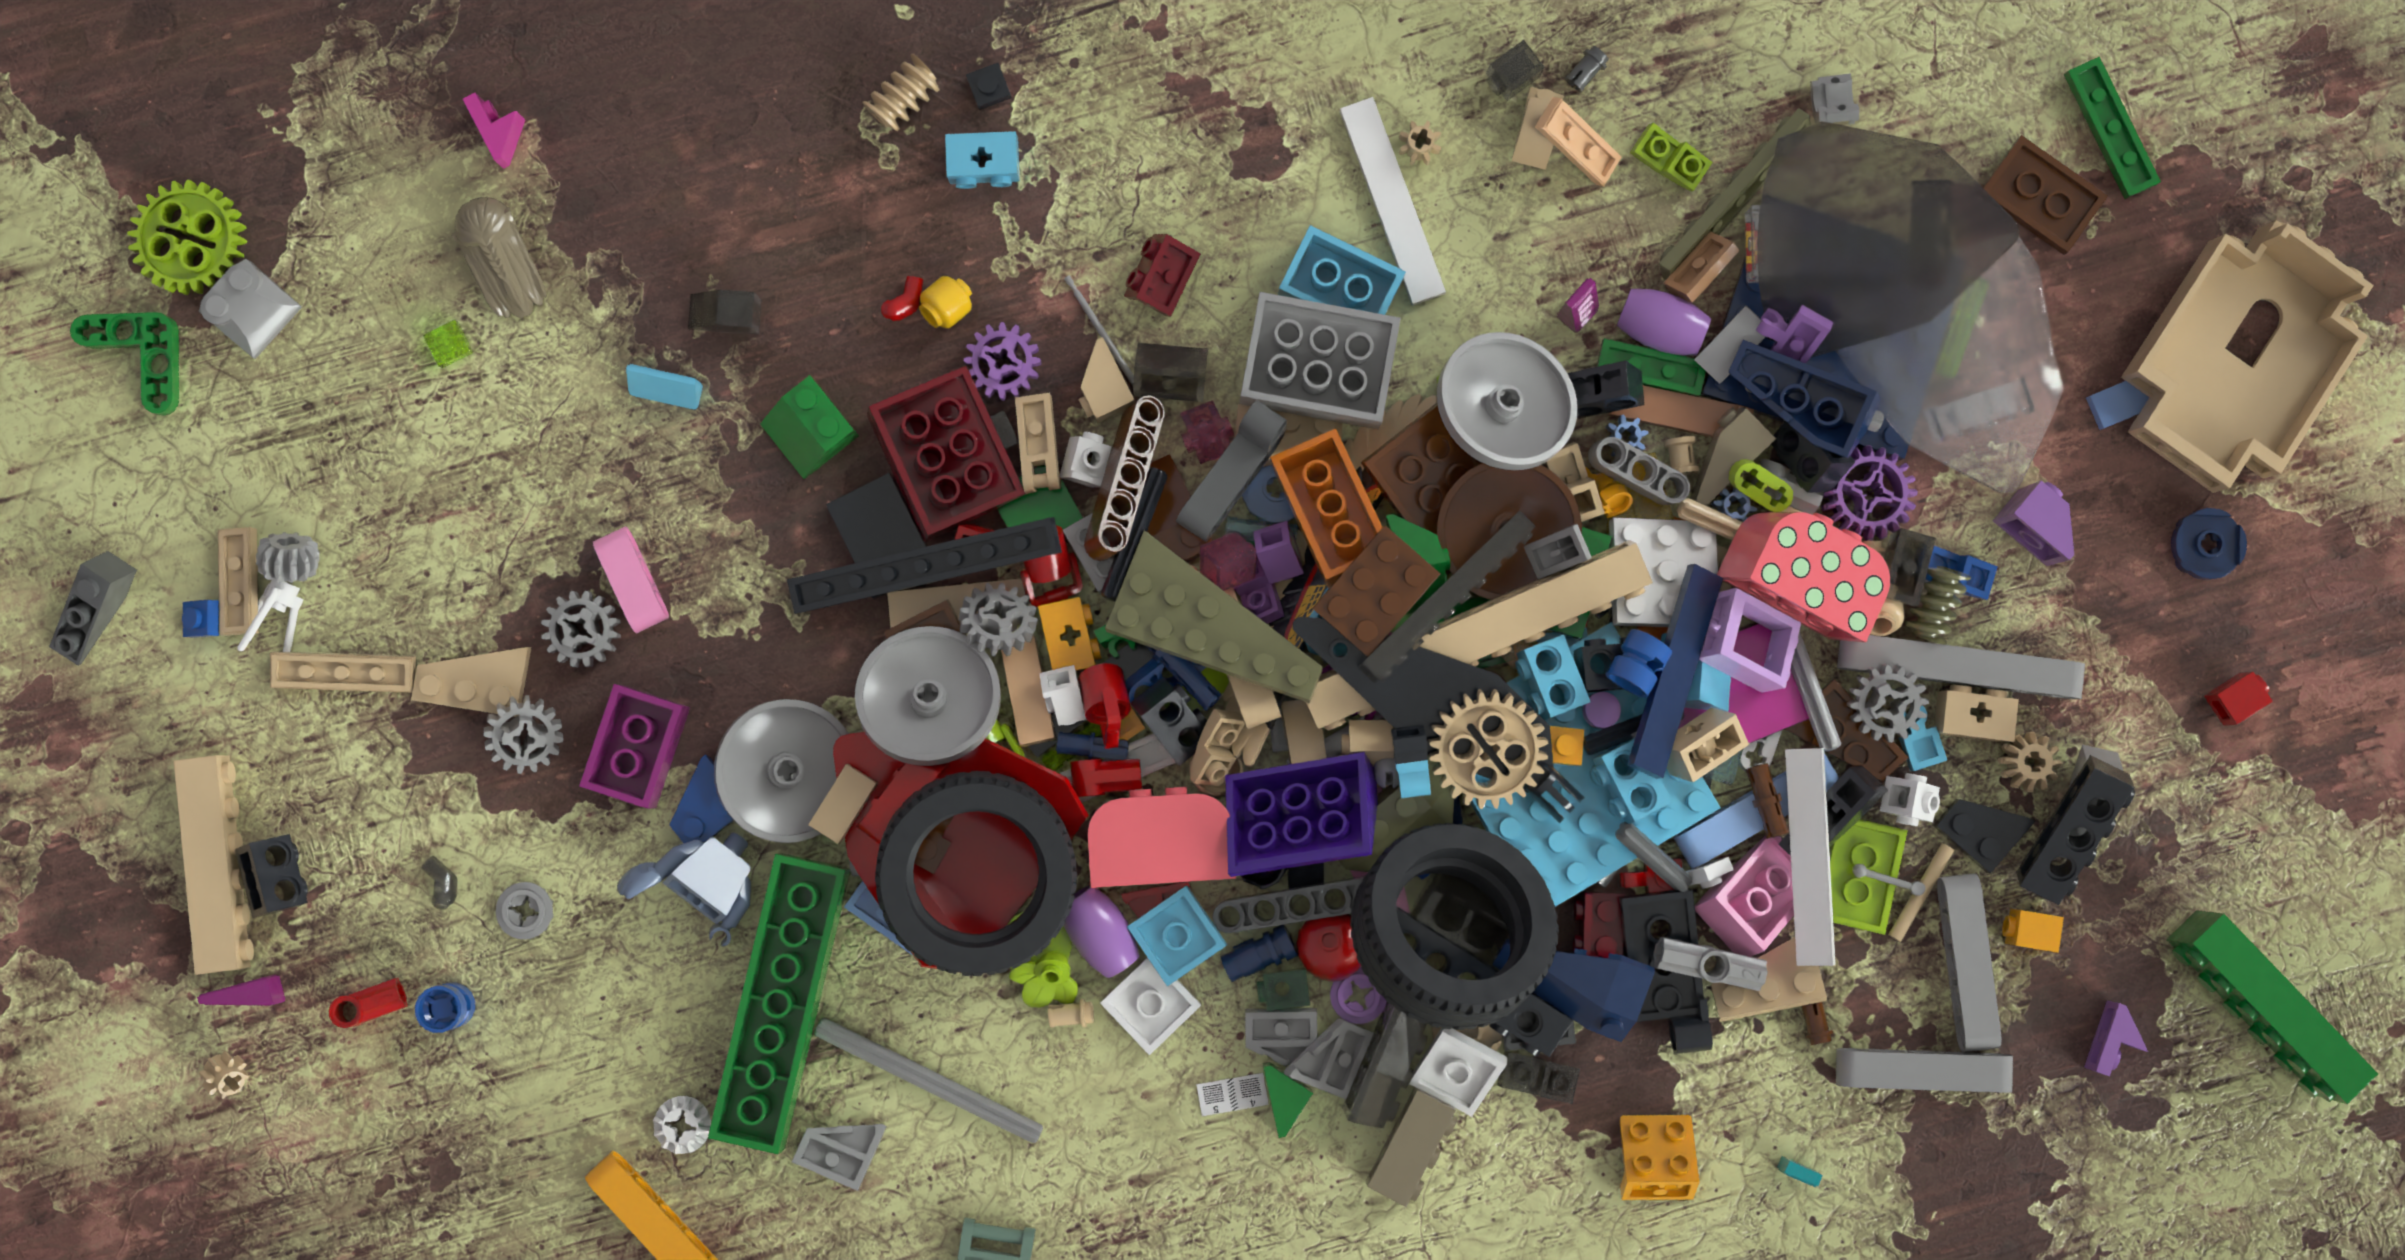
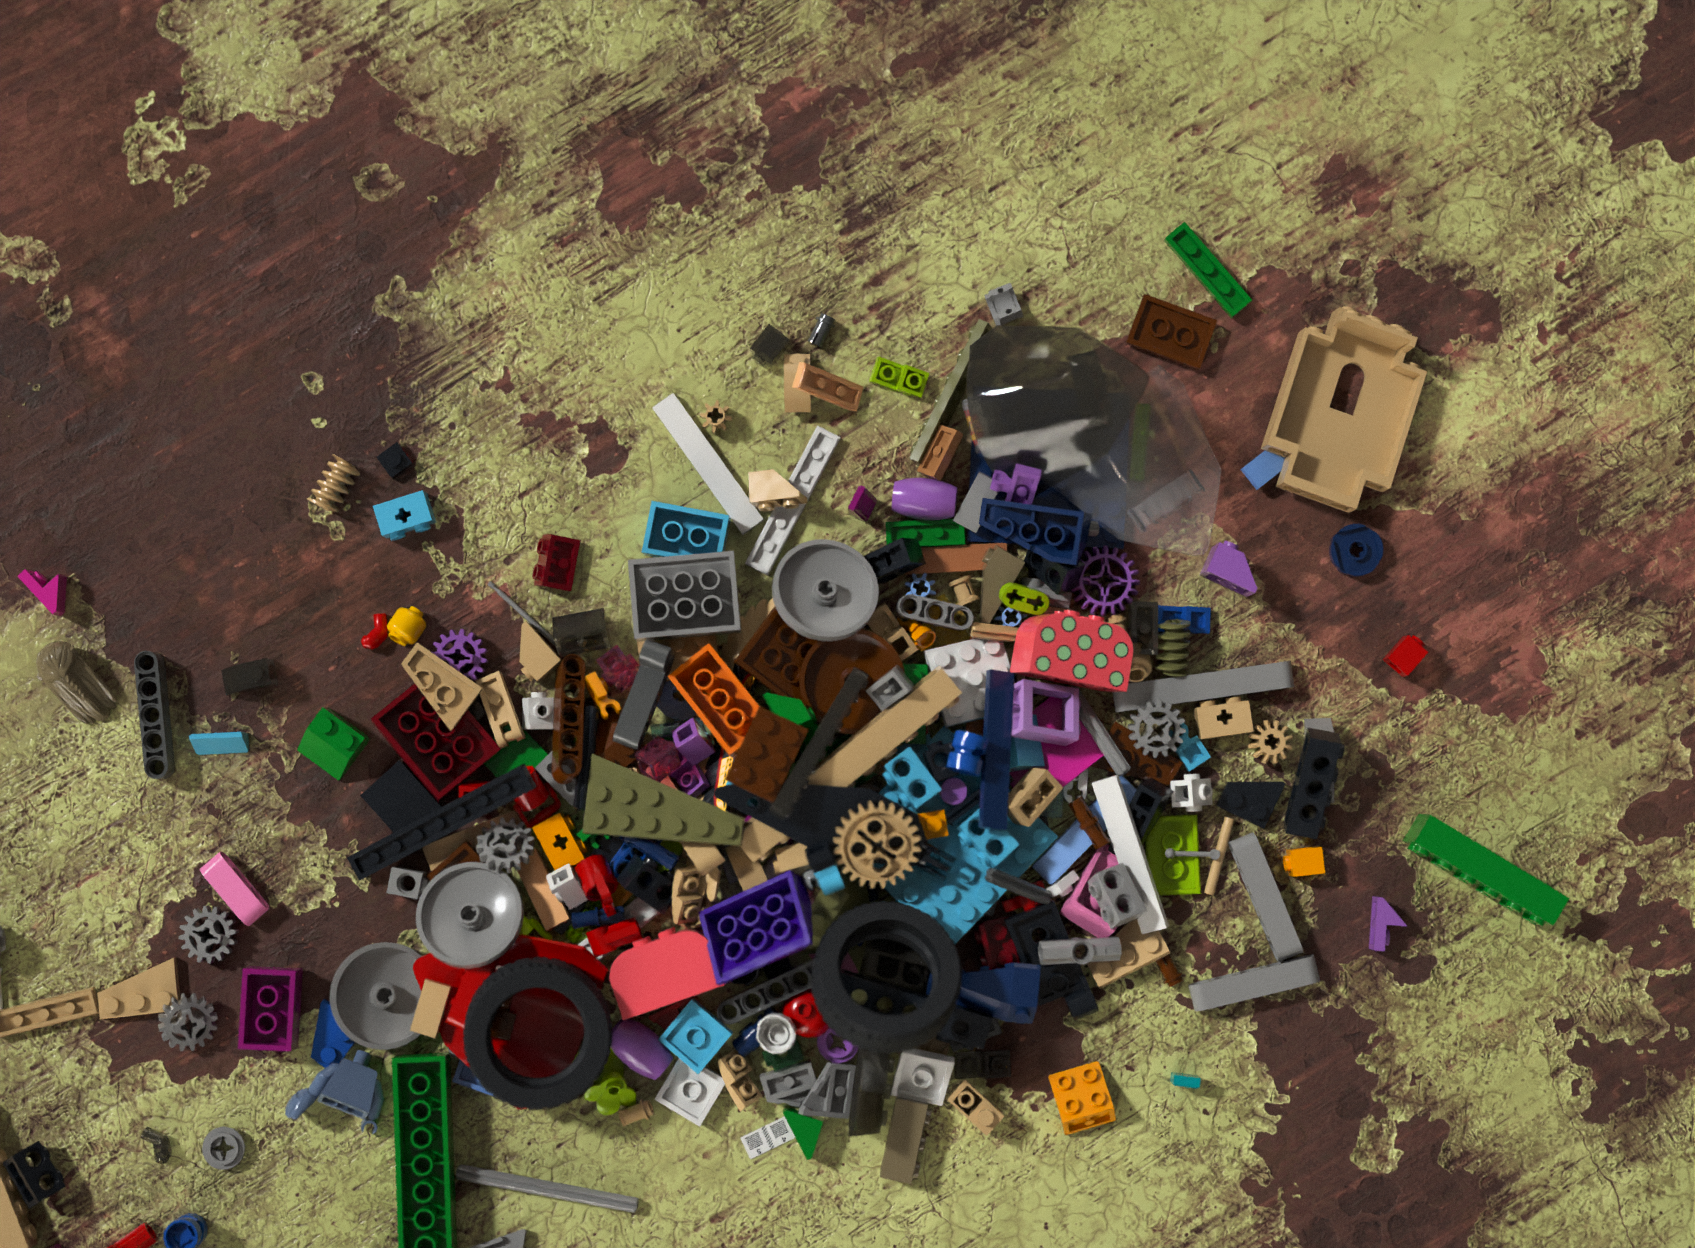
camera: 15 degrees left, 0 degrees up
(448, 343) = (55, 754): clear neon green plate -> none
(583, 311) = (145, 705): none -> dark grey beam
(843, 626) = (396, 882): none -> light grey brick
(971, 387) = (441, 684): none -> tan wing
(1171, 455) = (598, 691): none -> light orange plate
(1213, 999) = (735, 1075): none -> tan slope
(1285, 960) = (776, 1033): none -> white hair
(1469, 256) = (771, 490): none -> tan slope
(1489, 279) = (783, 519): none -> white tile
(1517, 1131) = (976, 1107): none -> tan slope
(1776, 898) = (1122, 894): none -> light grey brick

